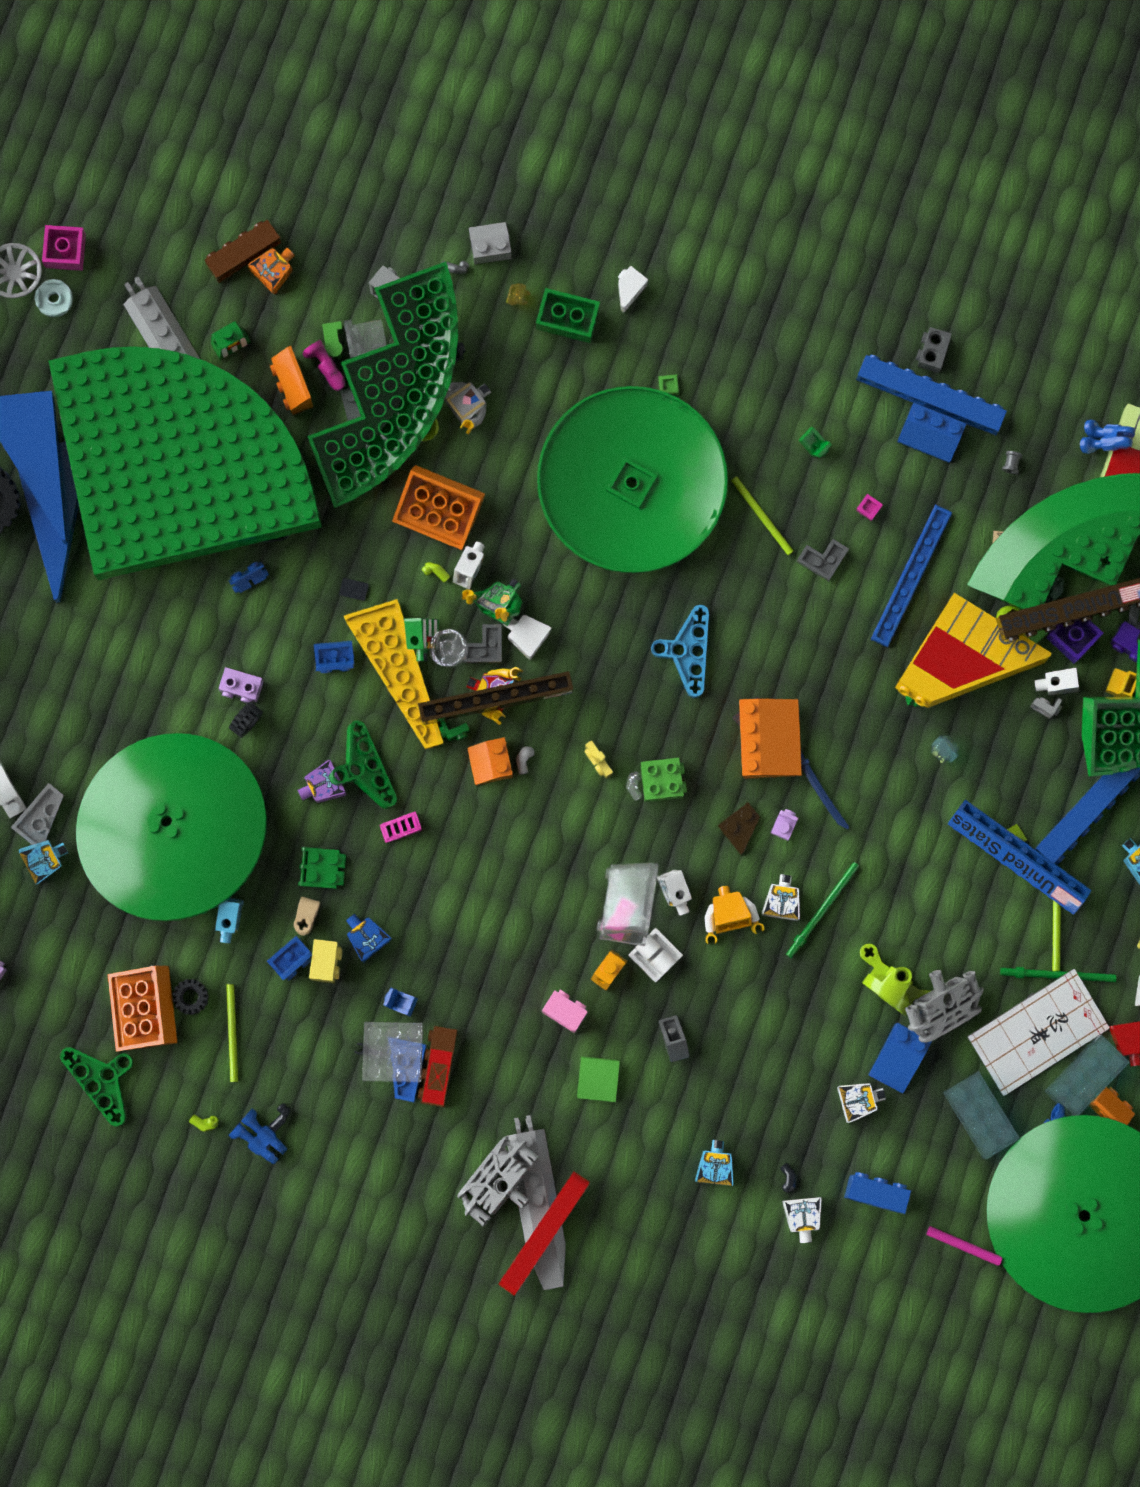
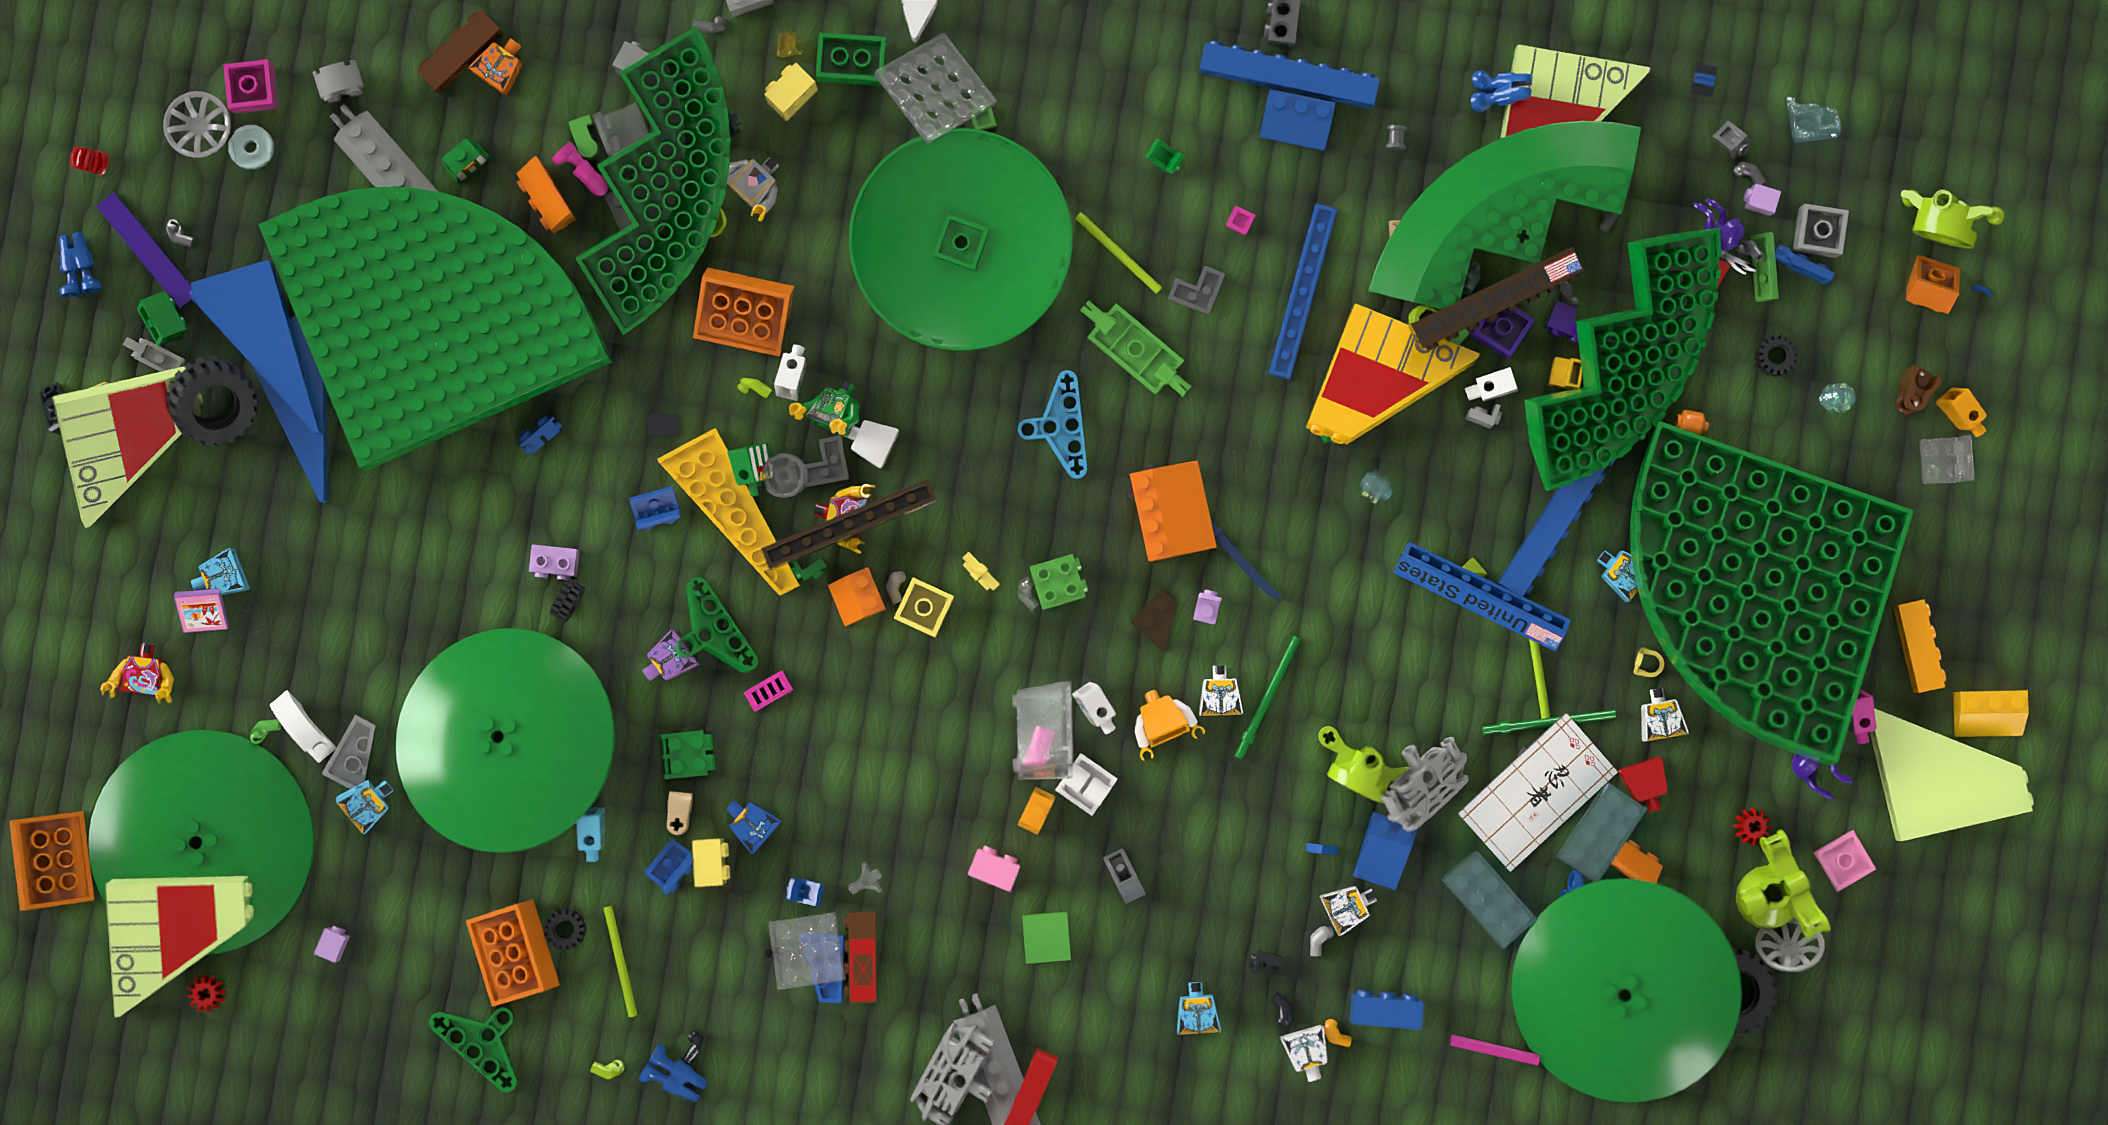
camera: 10 degrees left, 5 degrees up
(137, 256) = (338, 80): none -> light grey brick
(454, 1002) = (867, 880): none -> clear piece
(512, 332) = (790, 91): none -> light yellow brick
(545, 780) = (924, 607): none -> light yellow brick
(652, 335) = (934, 101): none -> clear piece
(762, 597) = (1135, 349): none -> bright green plate
(784, 1133) = (1269, 961): none -> black bracket
(828, 1207) = (1333, 1034): none -> light orange arm
(829, 1122) = (1318, 938): none -> light grey arm
(846, 1046) = (1321, 849): none -> blue tile

